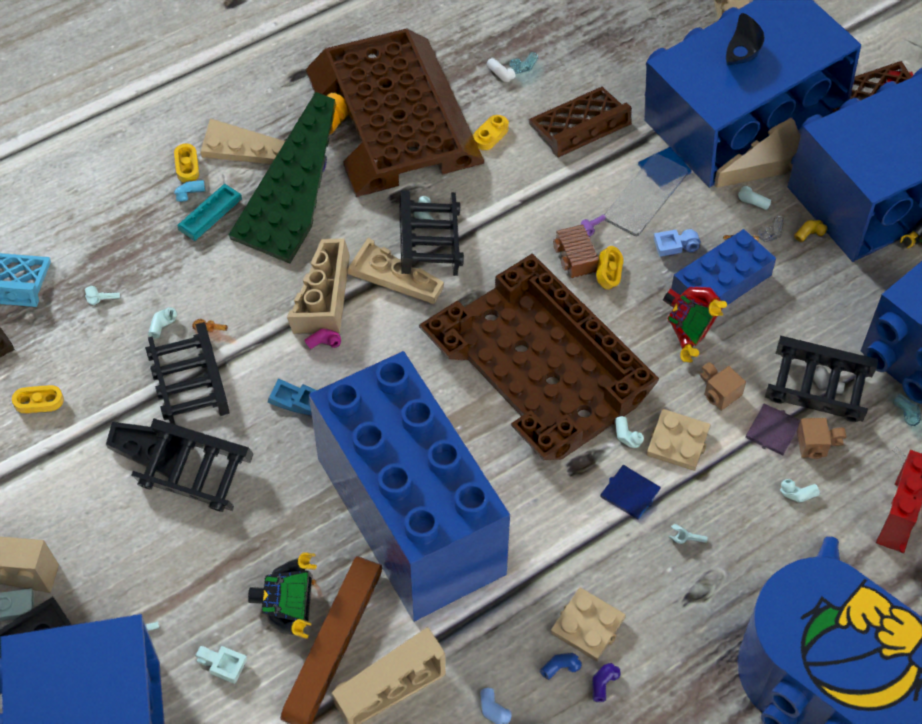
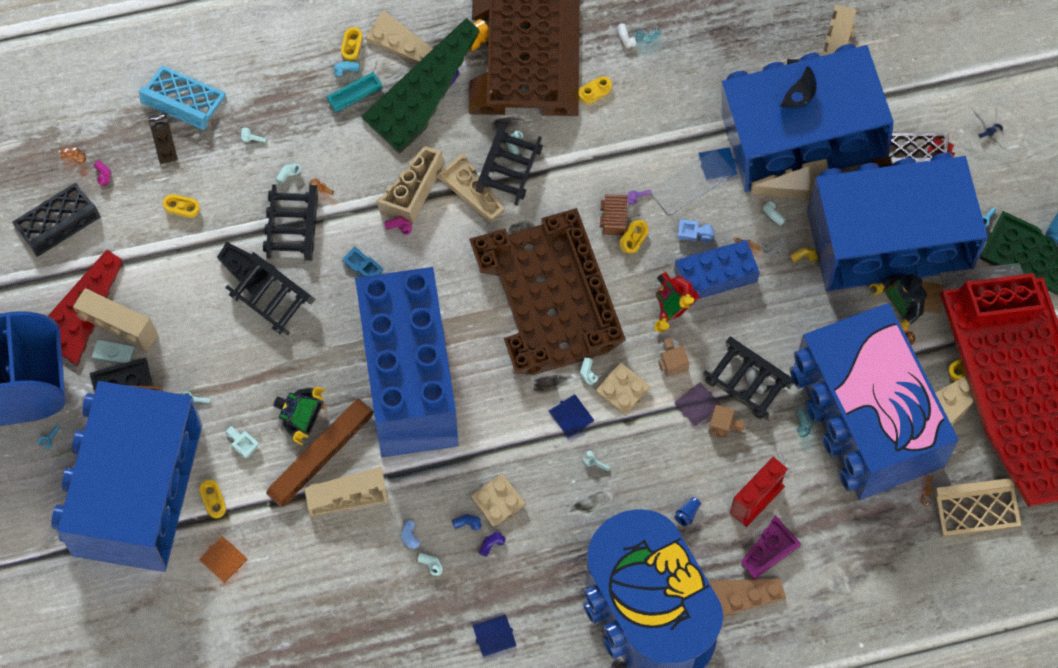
camera: 20 degrees right, 10 degrees up
(586, 129) = (672, 113): reddish brown fence -> none
(797, 494) = (688, 457): light aqua arm -> none

